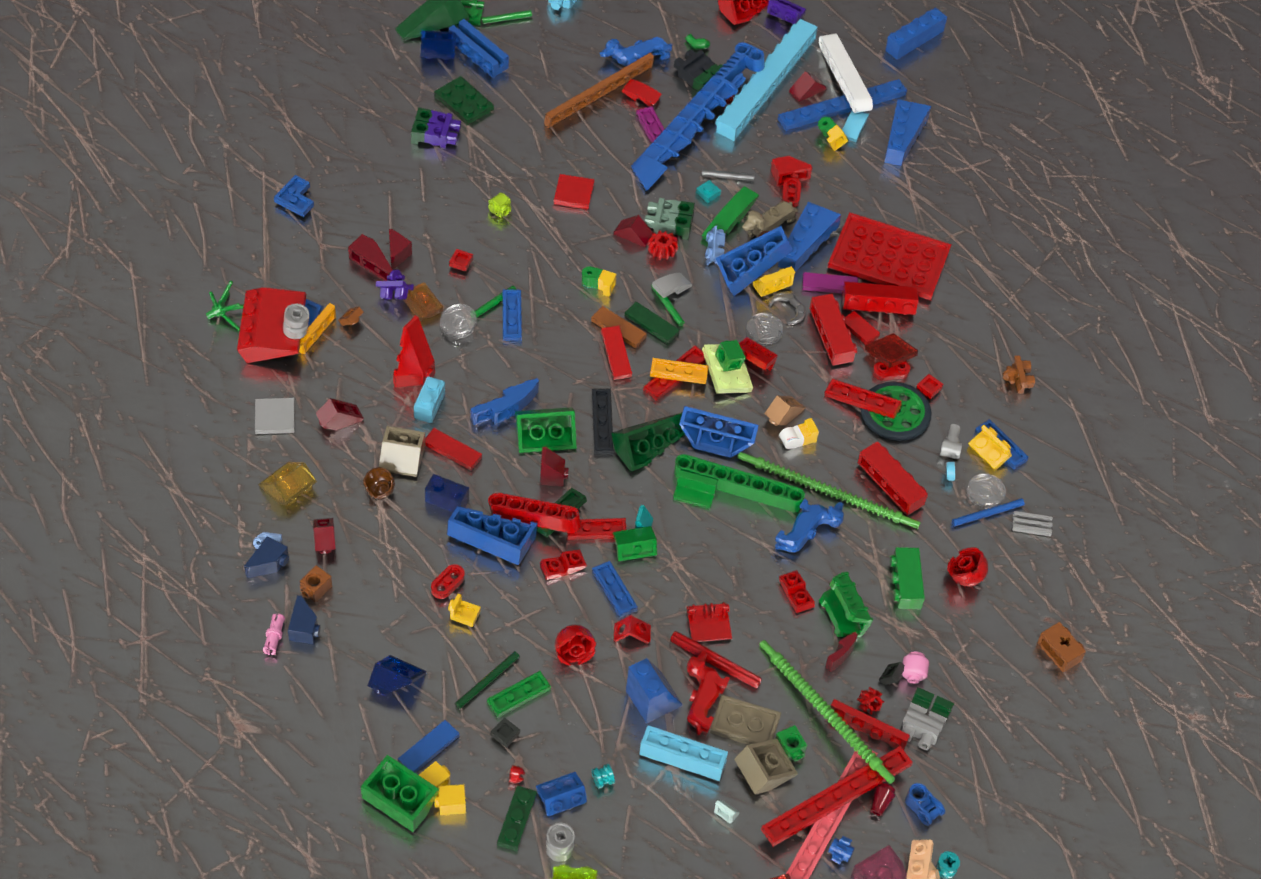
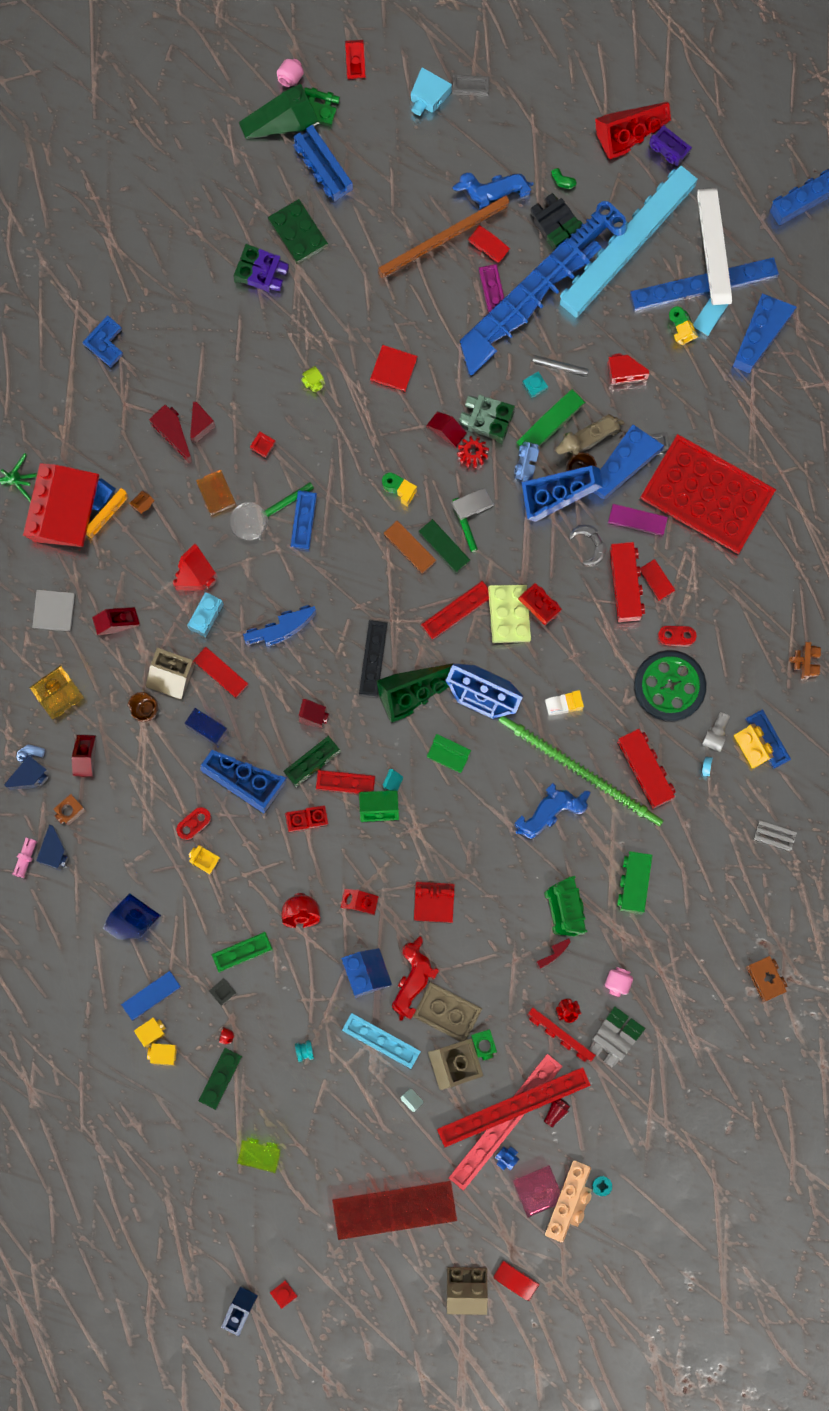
camera: 15 degrees right, 25 degrees up
(296, 321) = (82, 516): light grey wheel -> none
(395, 284) = (189, 471): dark purple hips -> none
(399, 793) = (116, 1043): green slope -> none
(438, 44) = (279, 156): clear blue brick -> none
(487, 680) = (215, 933): dark green bar -> none
(504, 17) = (361, 119): green bar -> none
(528, 510) = (292, 769): red beam -> none
(546, 428) = (314, 663): green slope -> none
(560, 842) = (253, 1113): light grey wheel -> none
(562, 793) = (264, 1061): blue bracket -> none
(614, 589) = (351, 852): blue tile -> none
(616, 352) = (400, 580): red tile -> none
(679, 371) = (459, 612): light orange tile -> none
(716, 659) = (432, 942): red axle -> none
(730, 355) = (511, 606): green brick -> none
(749, 482) = (498, 760): green beam -> none
(764, 329) = (558, 568): clear tile -> none
(774, 281) = (578, 513): yellow bracket -> none
(783, 410) = (556, 672): medium nougat slope -> none
(785, 667) = (554, 1085): bright green hose -> none
(791, 191) = (622, 399): red plate -> none
(796, 591) = (525, 880): red slope -> none
(807, 86) = (671, 256): dark red slope -> none
(863, 398) = (638, 669): red tile -> none
(880, 298) = (684, 549): red brick -> none
(891, 350) = (681, 615): clear red tile -> none
(892, 673) = (596, 984): pearl dark grey plate -> none
(926, 807) = (594, 1125): blue piece -> none
(929, 386) = (711, 662): red plate -> none
(969, 567) = (695, 882): red cylinder -> none
(986, 491) = (738, 792): clear tile -> none
(988, 512) = (734, 816): blue bar -> none

